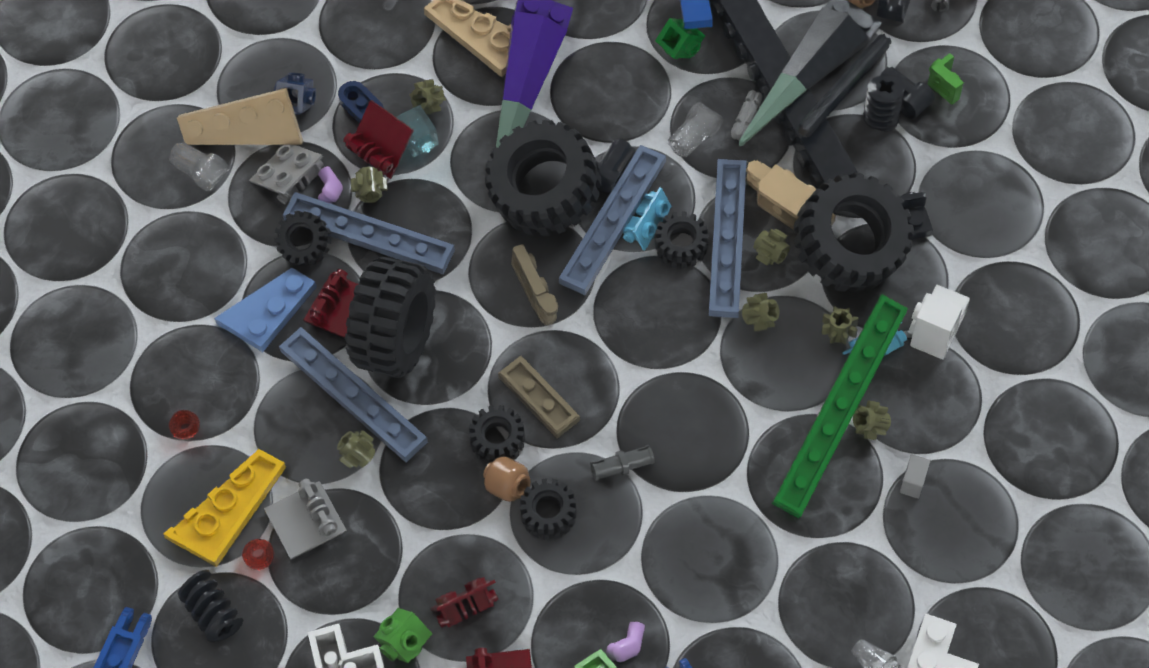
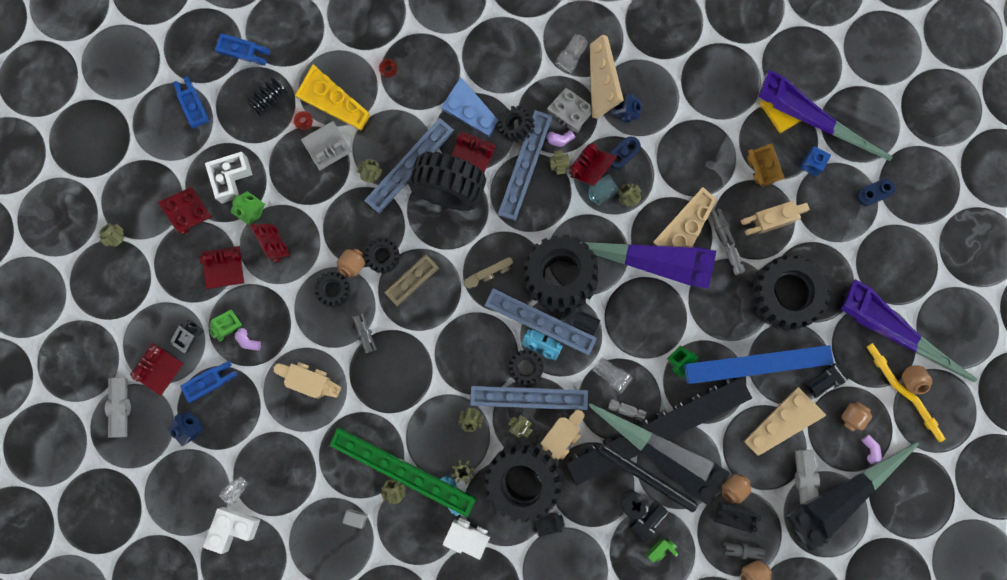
camera: 85 degrees right, 20 degrees up
(697, 547) = (306, 381): none -> tan hinge

